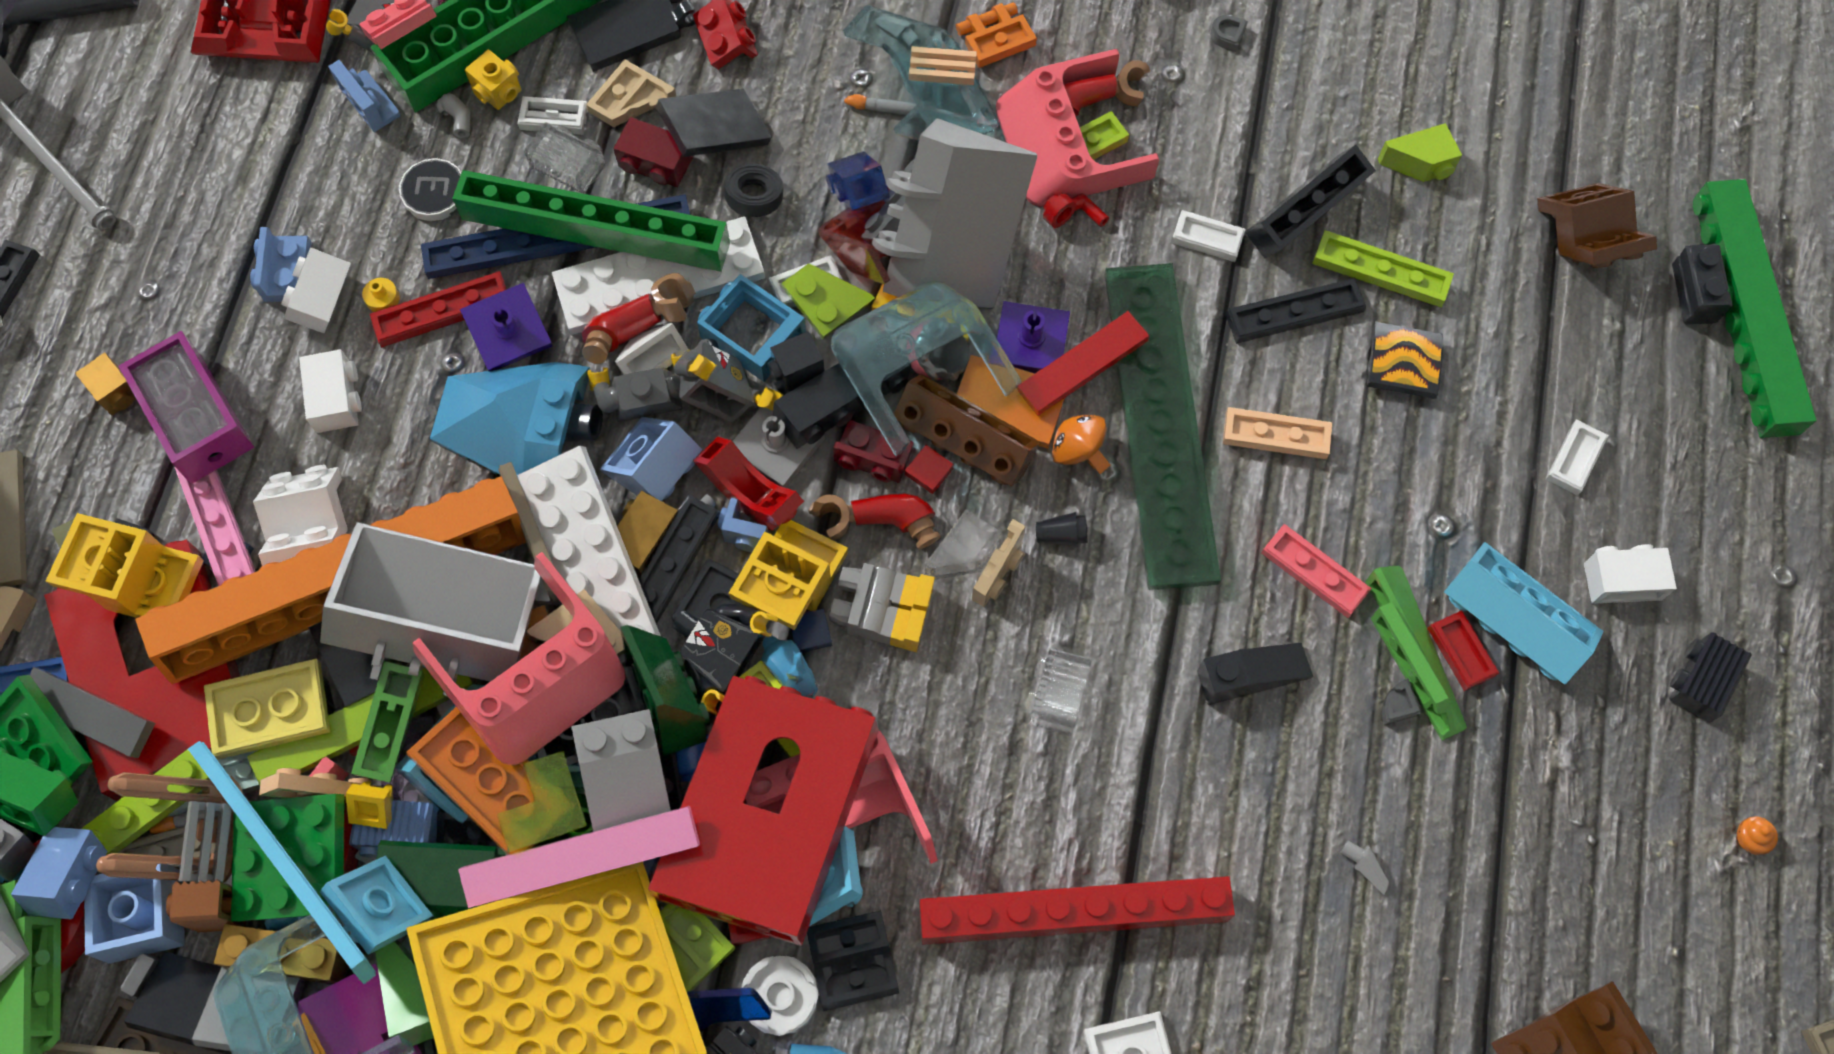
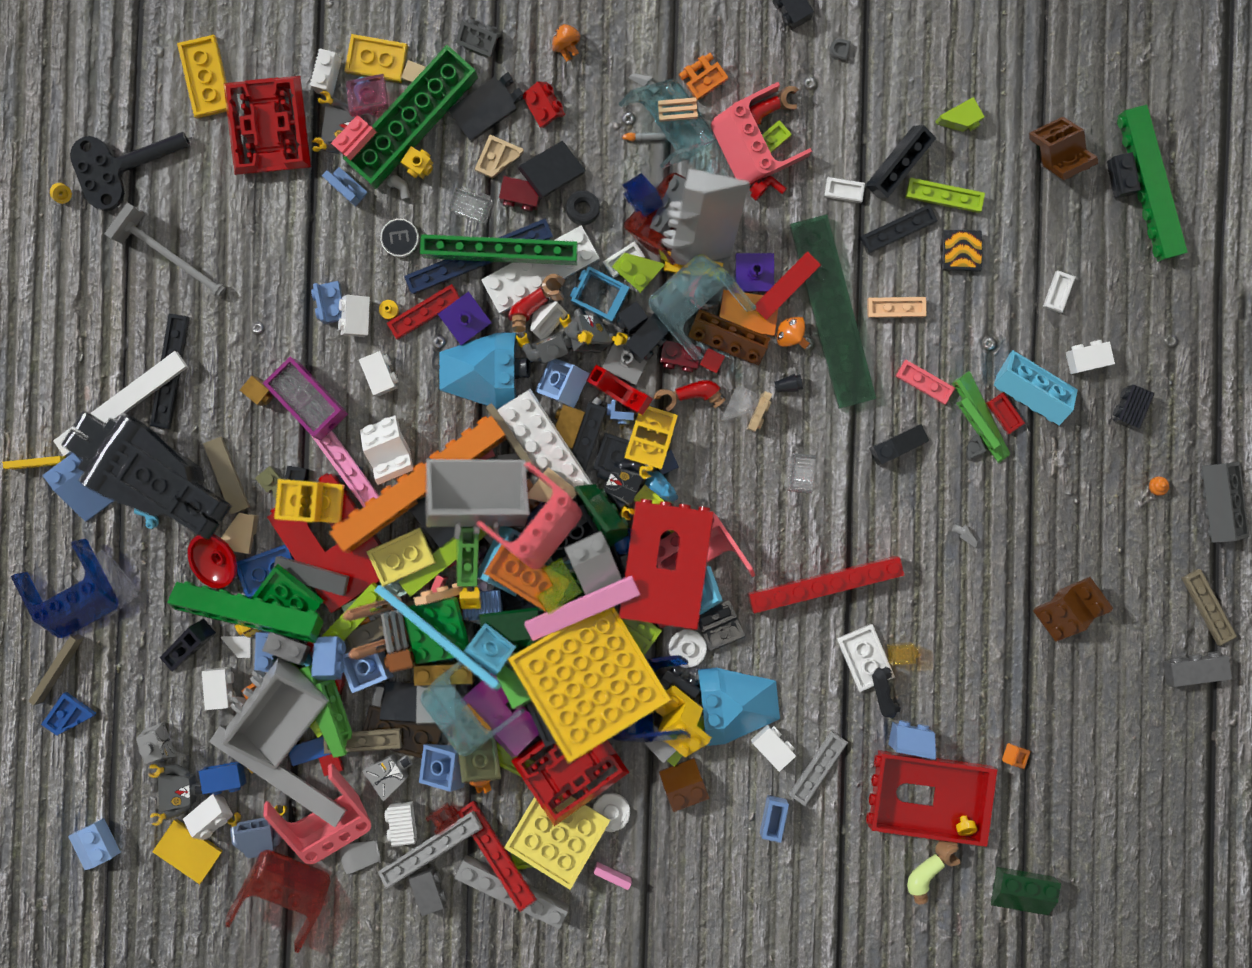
camera: 10 degrees left, 20 degrees up
(534, 120) = (455, 177): white tile -> none
(885, 605) = (696, 443): light grey hips -> none

